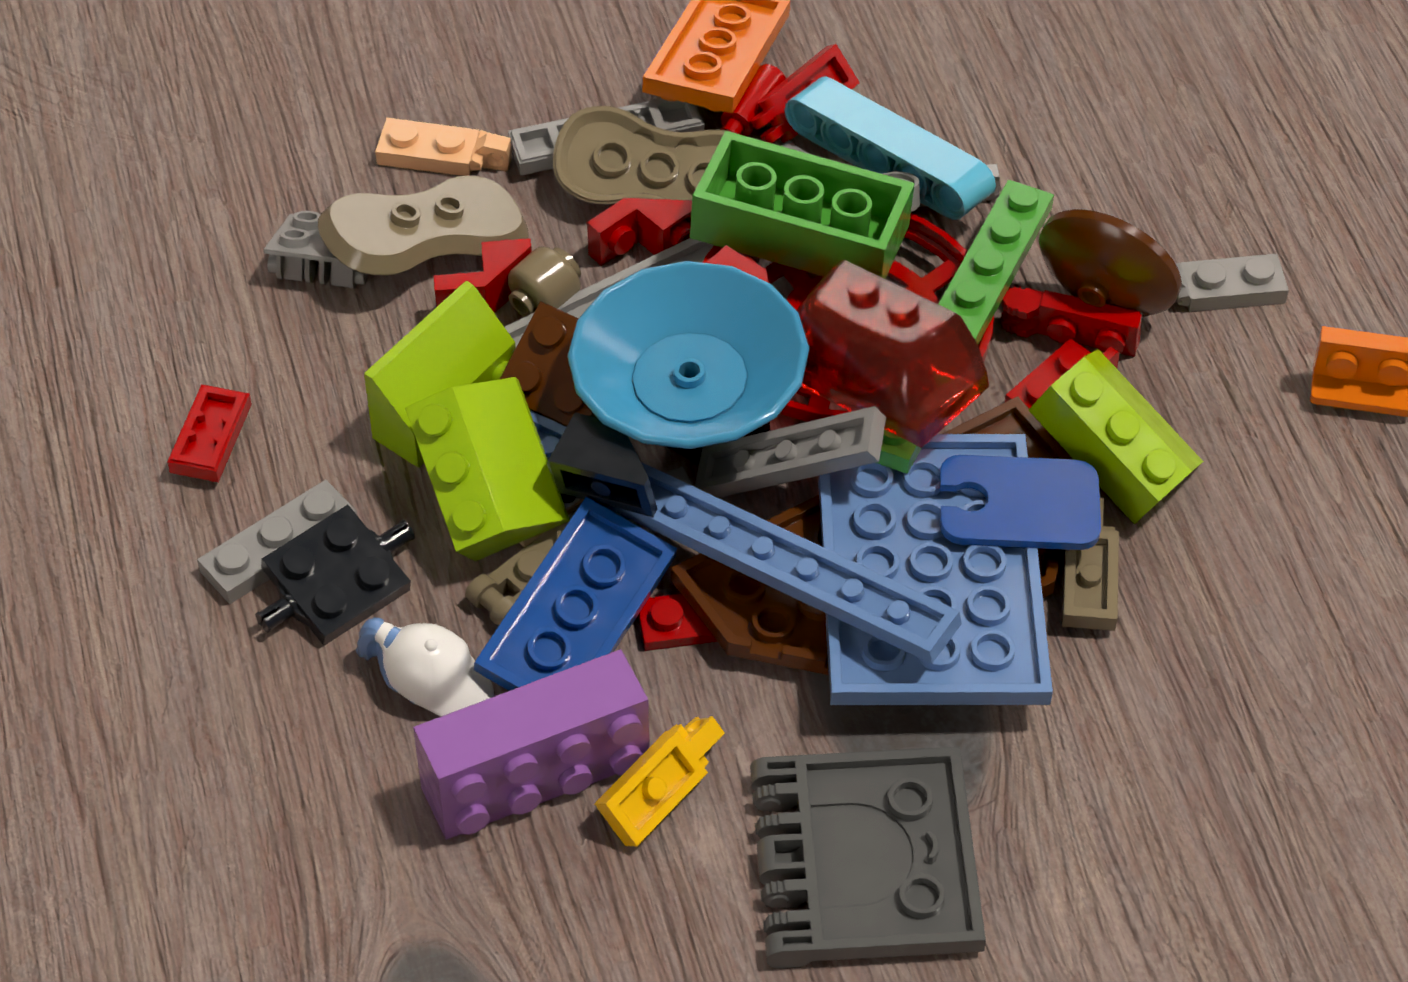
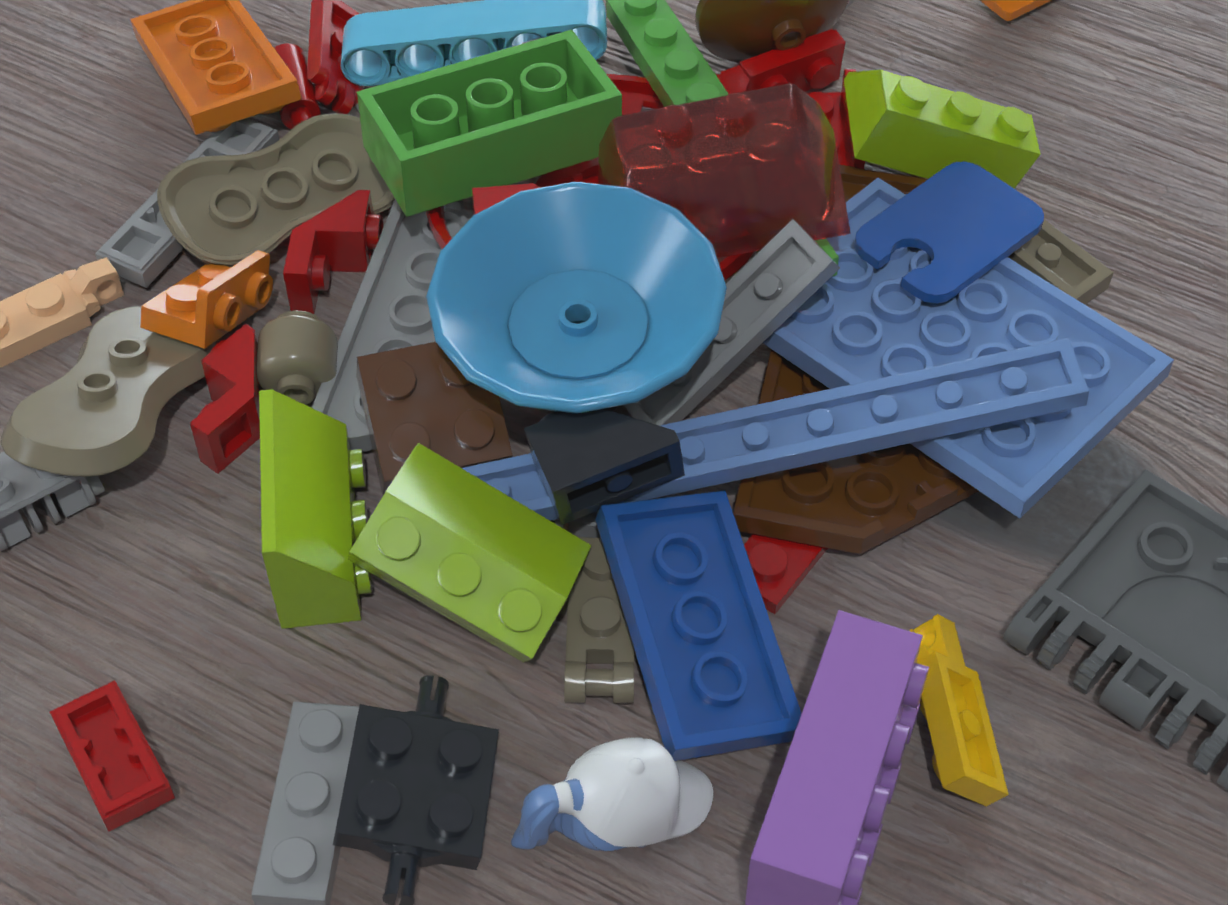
camera: 45 degrees left, 0 degrees up
(534, 210) = (210, 301): none -> orange bracket

